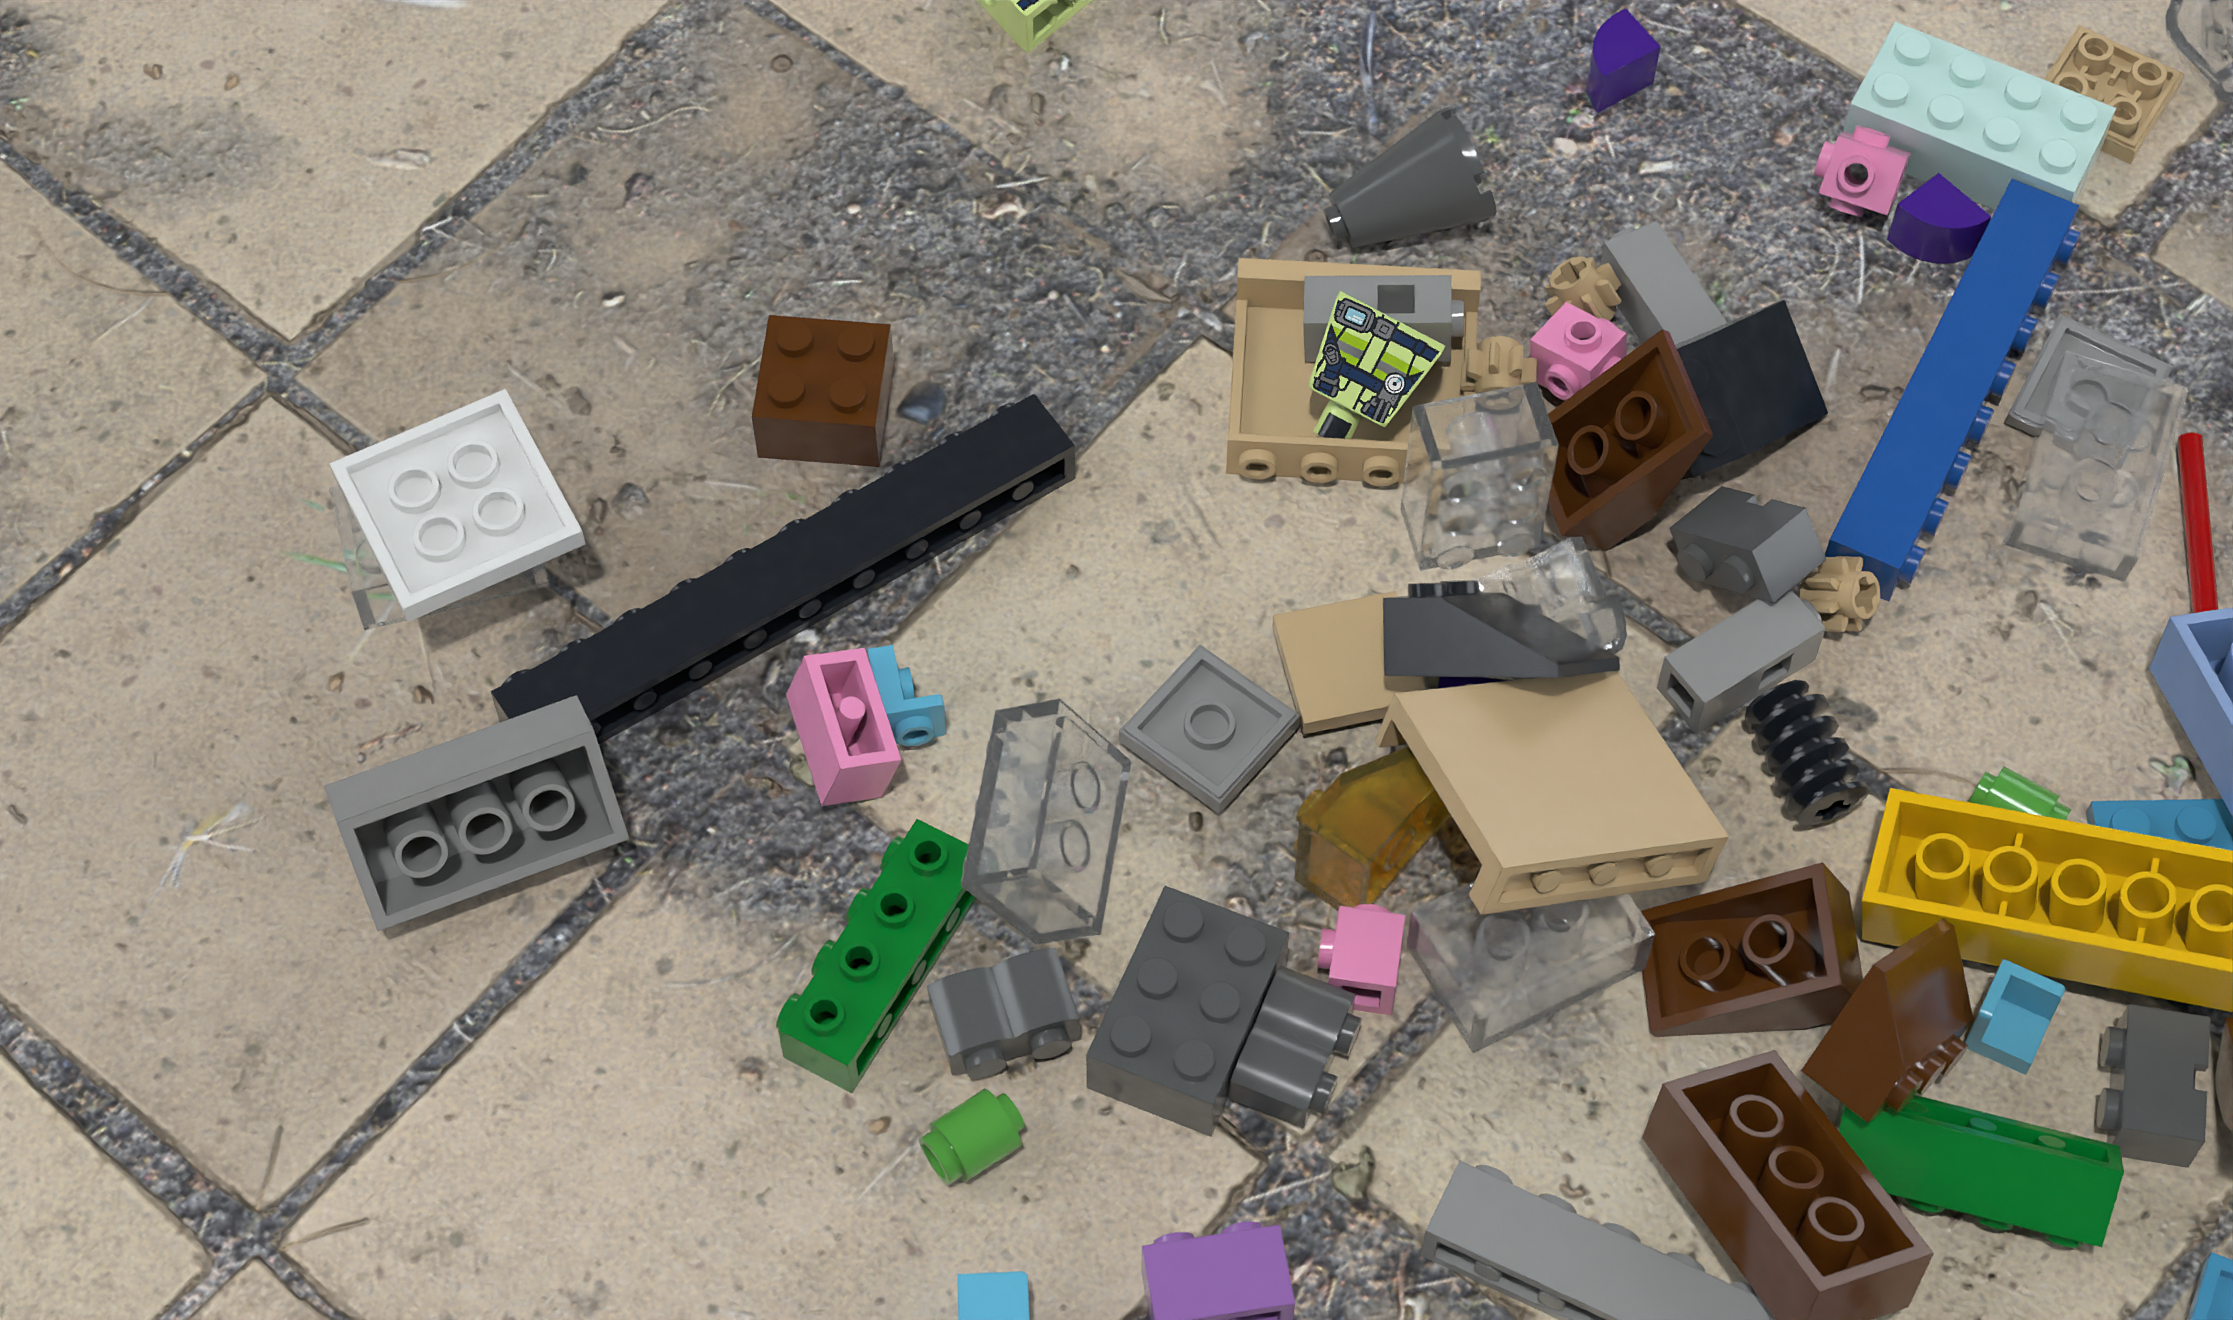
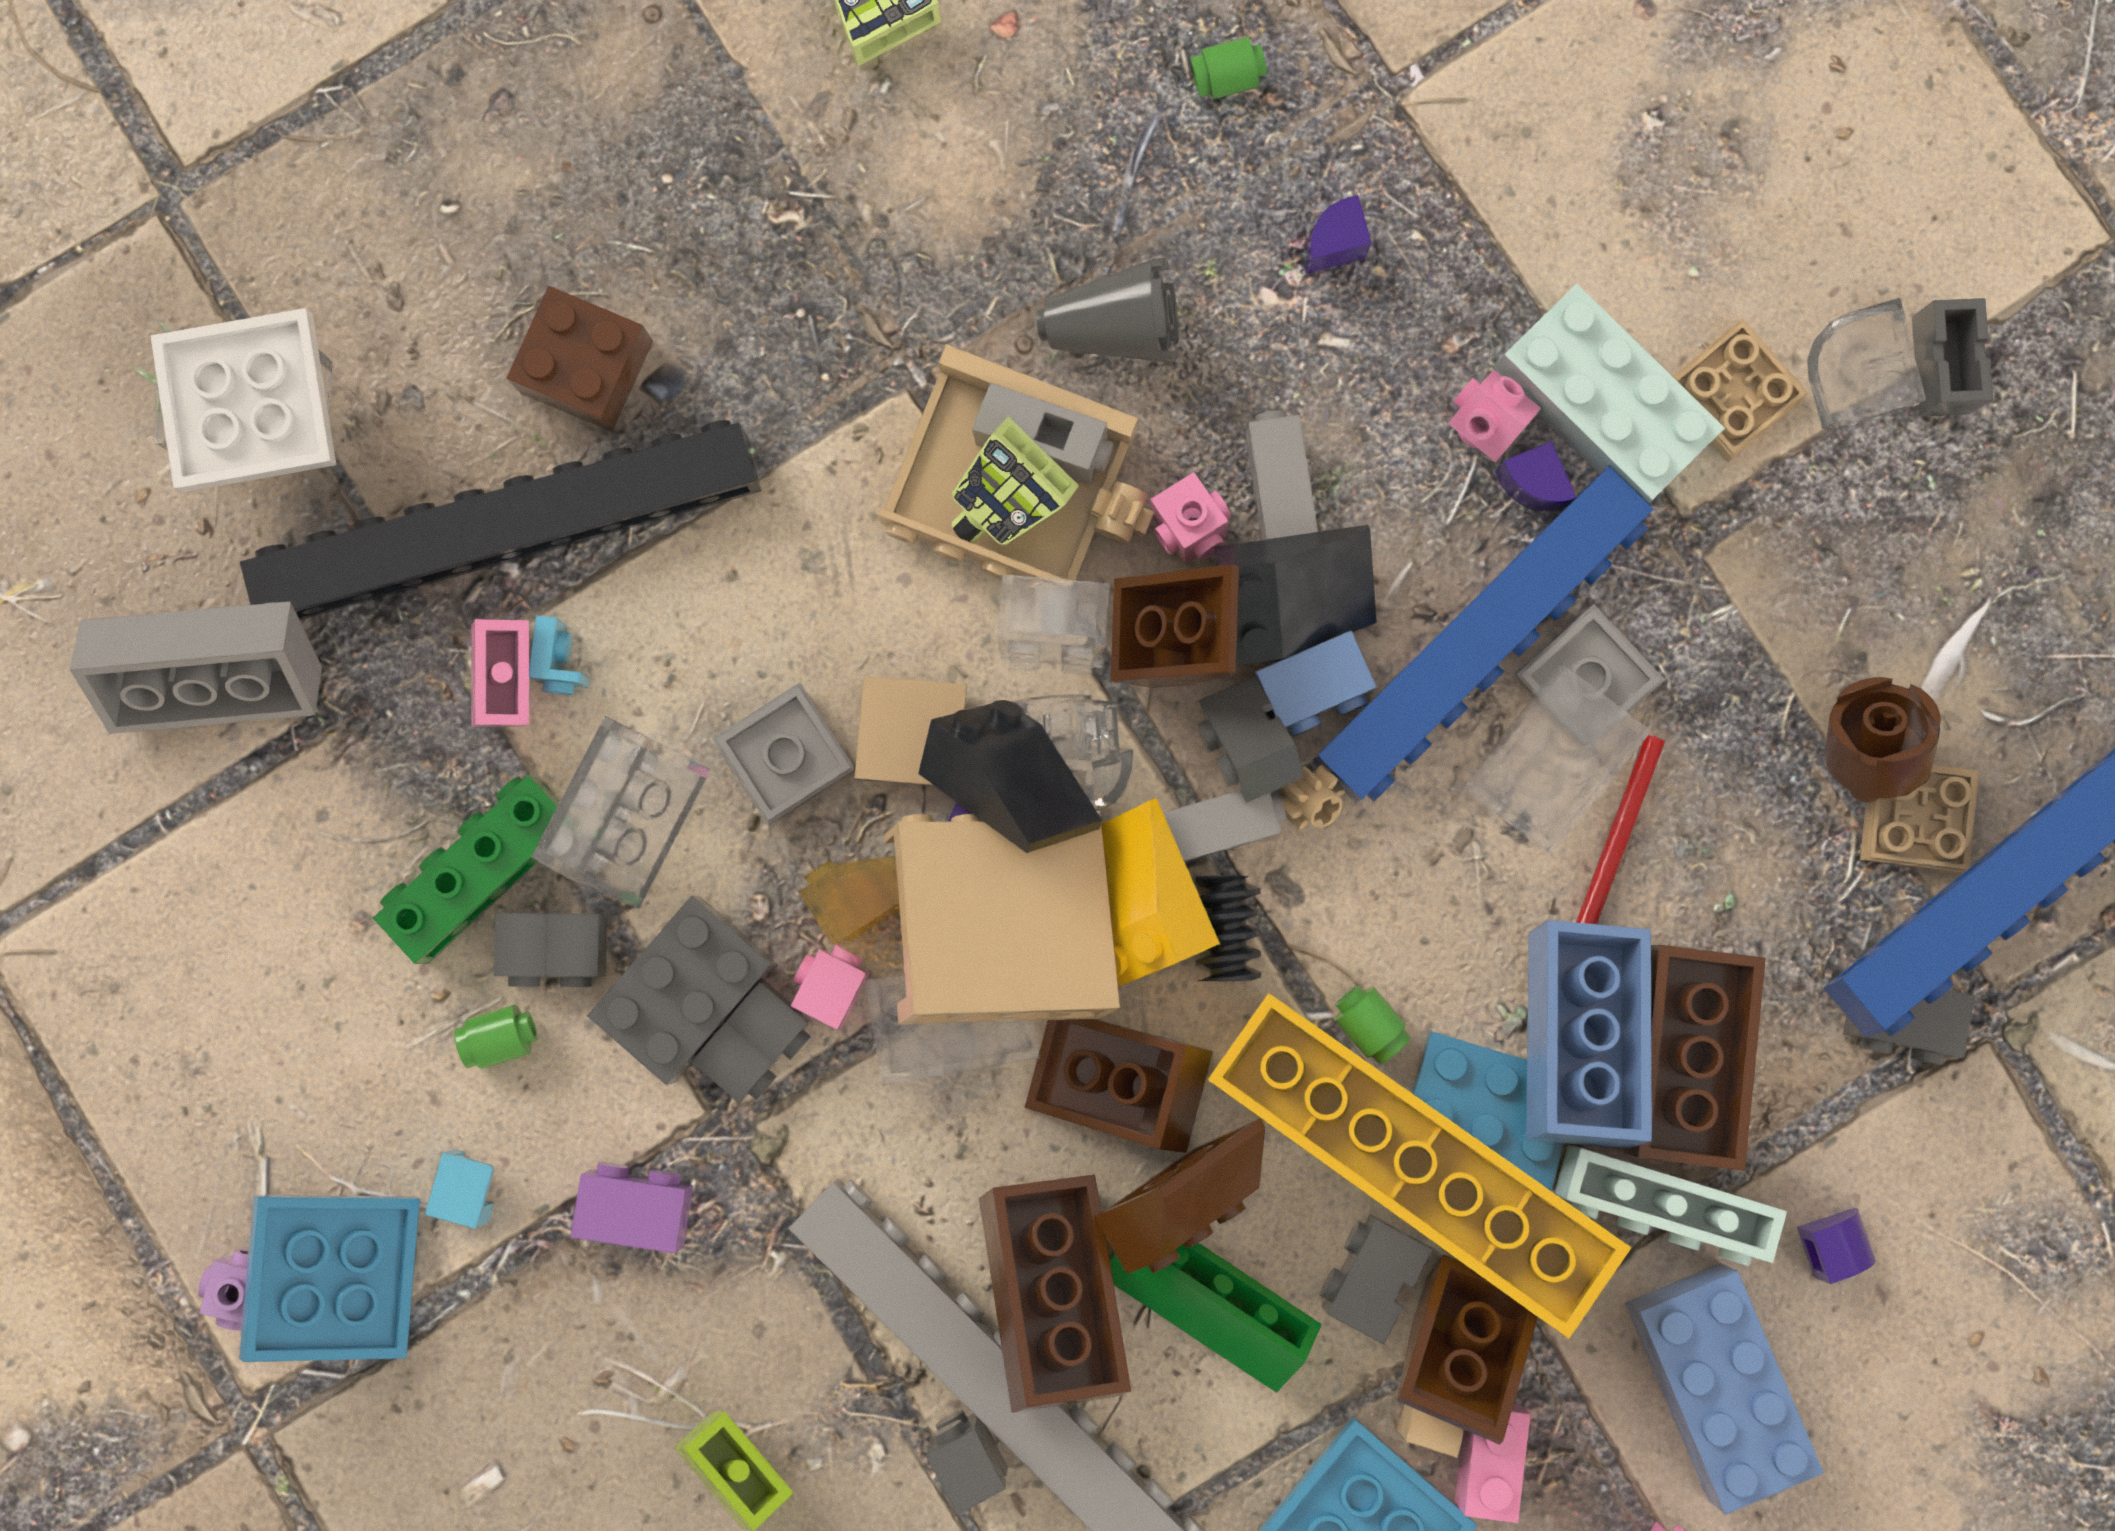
camera: 20 degrees right, 25 degrees up
(1584, 286) = (1218, 458): tan gear -> none
(1714, 728) = (1151, 895): none -> yellow slope
(1800, 466) = (1317, 682): none -> medium blue brick
(2014, 1016) = (1292, 1190): medium azure panel -> none

